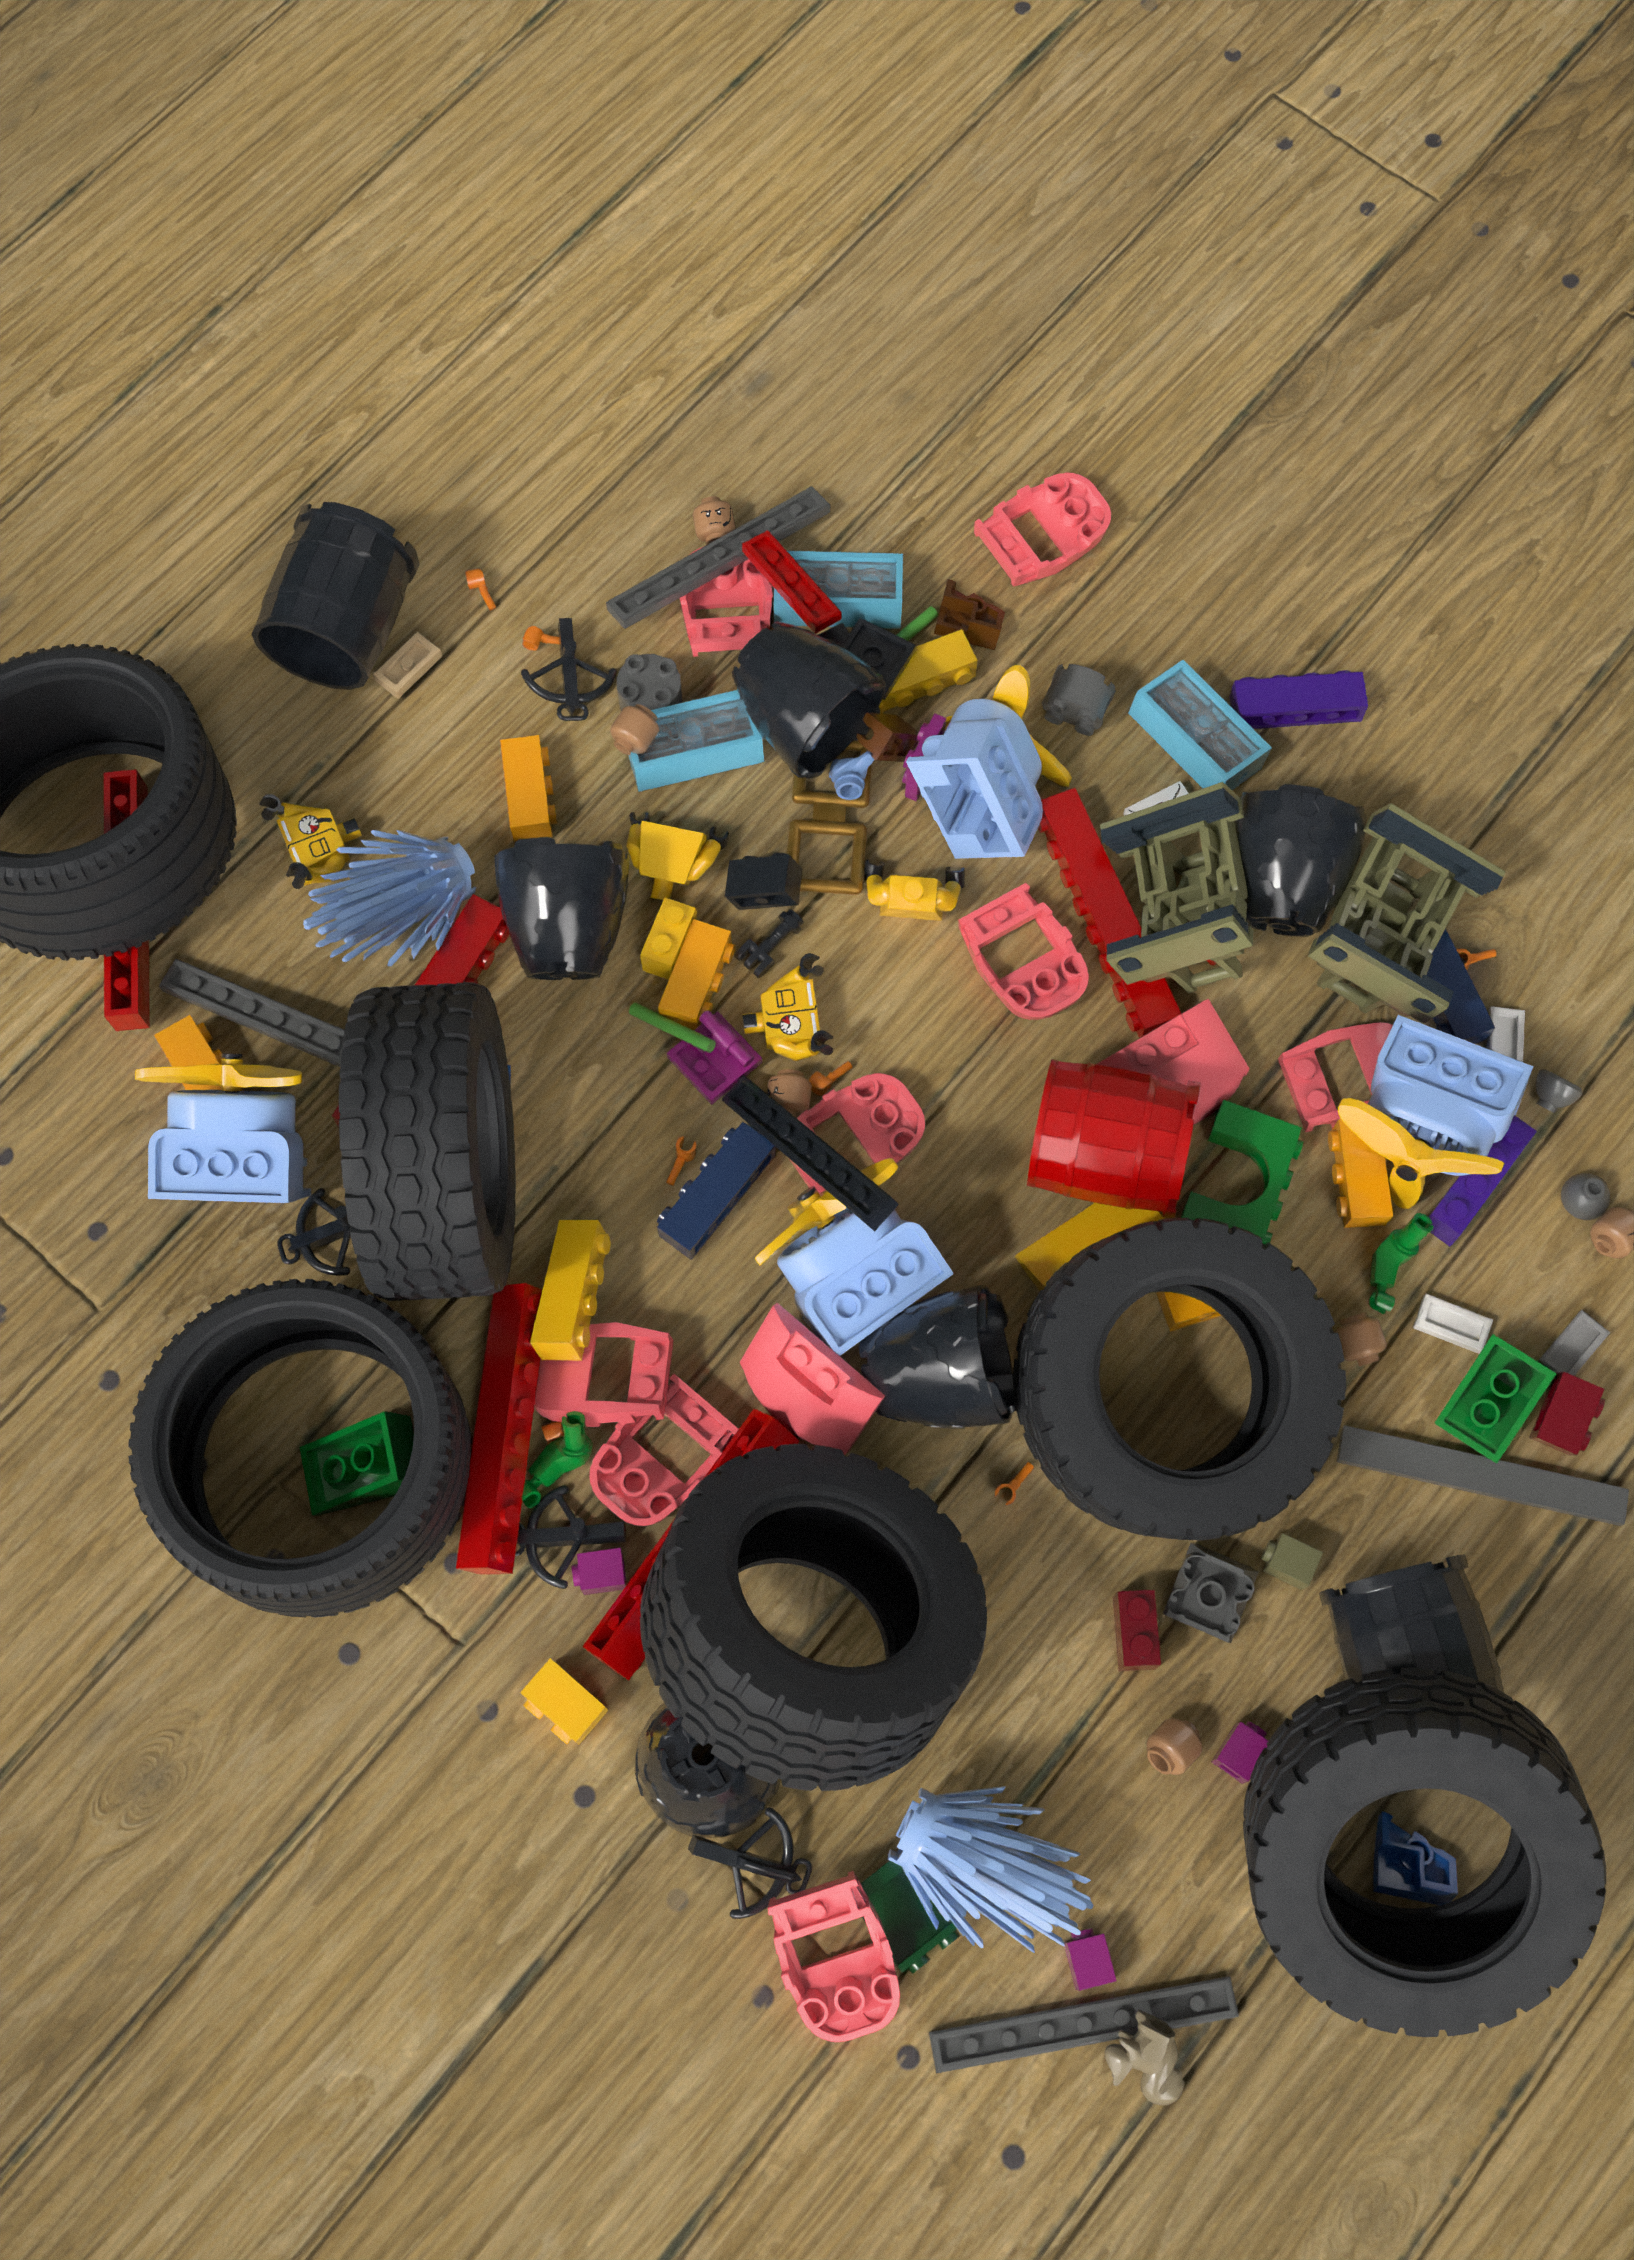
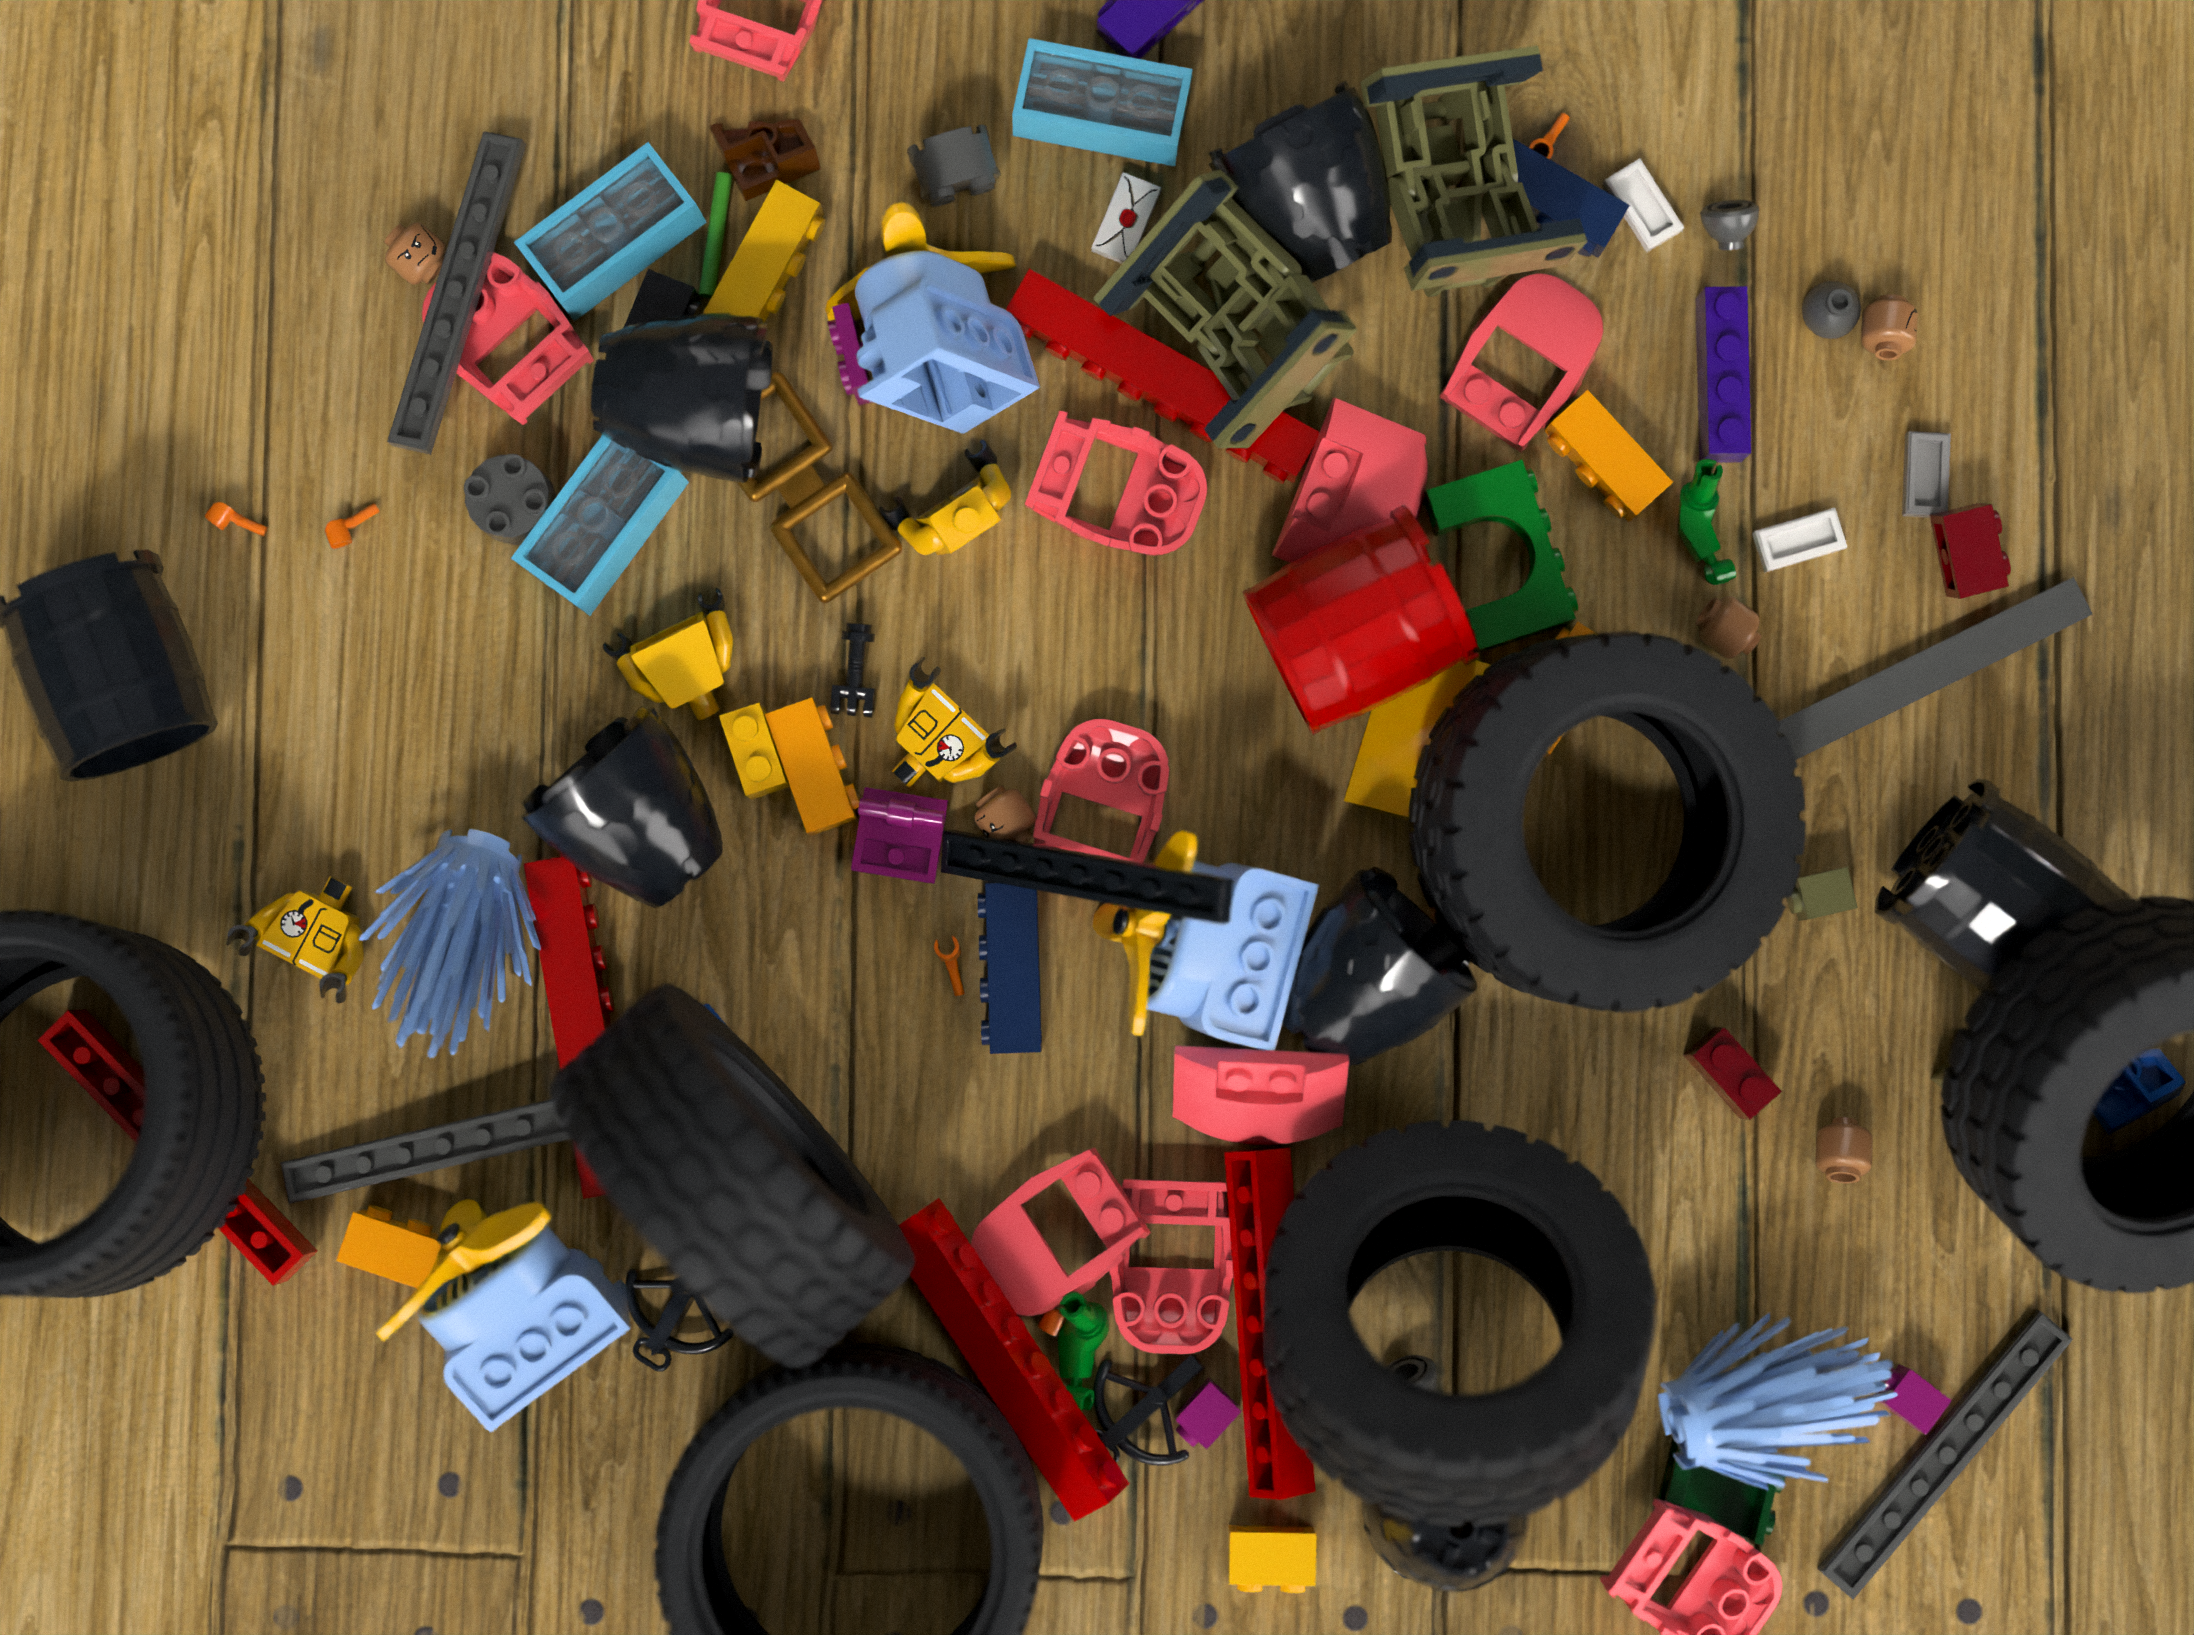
camera: 35 degrees left, 15 degrees up
(358, 1463) = (900, 1498): green slope -> none
(407, 665) = (235, 667): tan plate -> none
(528, 787) = (476, 702): light orange brick -> none
(570, 699) = (398, 532): black piece -> none
(570, 1290) = (961, 1181): yellow brick -> none
(634, 729) = (543, 566): medium nougat head -> none
(672, 1027) = (834, 840): bright green bar -> none
(763, 882) = (800, 617): black brick -> none
(782, 1871) = (1531, 1569): black piece -> none
(791, 581) = (562, 268): red tile -> none
(822, 1083) = (1024, 777): orange hand -> none
(849, 775) = (792, 433): medium blue animal -> none
(881, 650) = (713, 279): black tile -> none
(891, 737) = (803, 357): reddish brown hinge -> none
(1015, 1482) = (1515, 1023): orange hand -> none
(1151, 2052) = (2024, 1434): dark tan animal -> none
(1211, 1592) = (1774, 984): dark grey slope -> none
(1241, 1751) = (1906, 1105): magenta brick -> none
(1435, 1106) = (1646, 349): light blue brick -> none
(1495, 1398) = (1894, 586): green slope -> none

